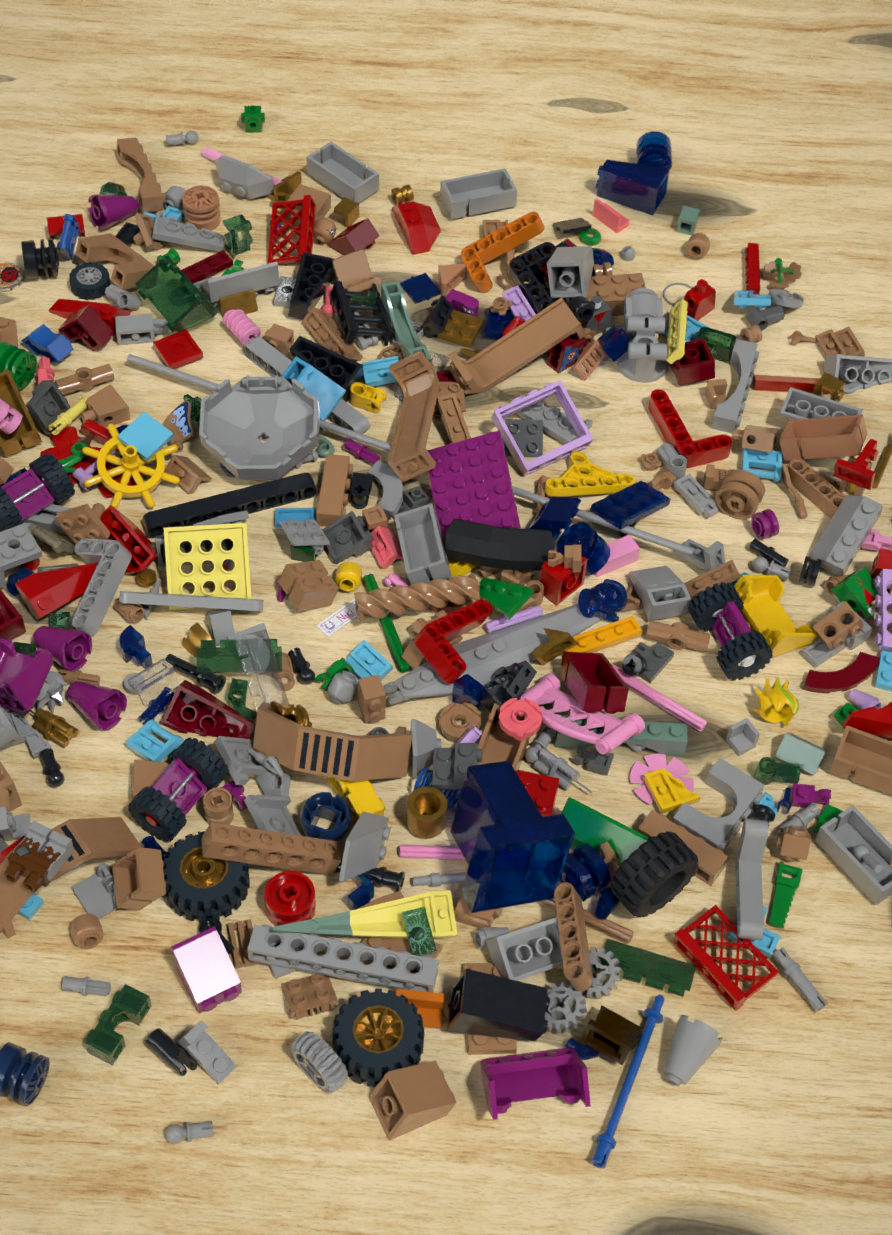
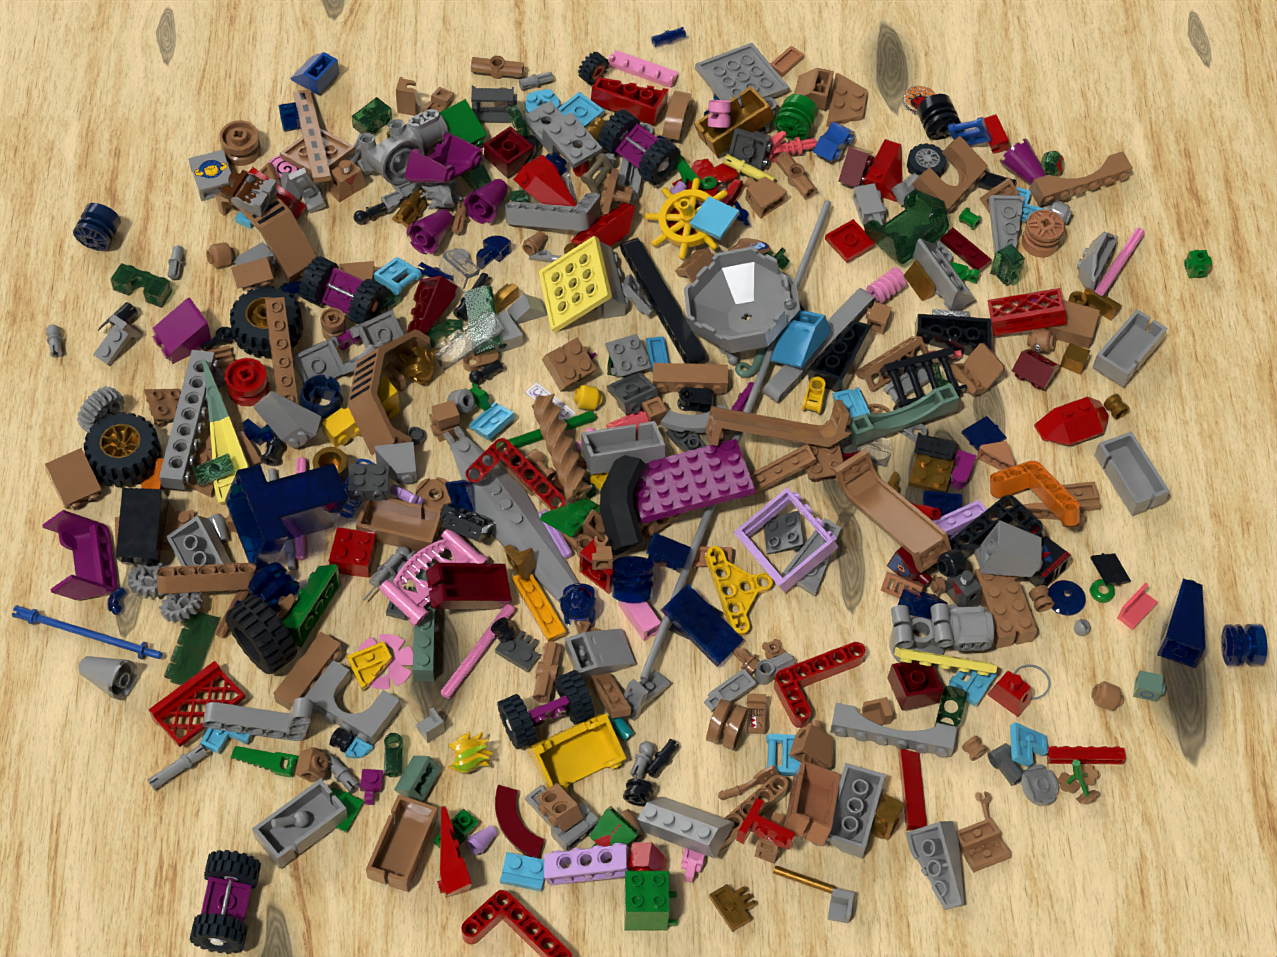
camera: 85 degrees right, 5 degrees up
(190, 137) = (1151, 209): light grey pin -> none
(191, 601) = (541, 281): light grey beam -> none
(500, 305) = (959, 499): medium nougat plate -> none
(516, 728) = (422, 537): coral plate -> none
(611, 1035) = (122, 615): dark brown hips -> none
(765, 524) = (695, 751): magenta wheel -> none
(785, 801) = (362, 764): clear blue hand -> none

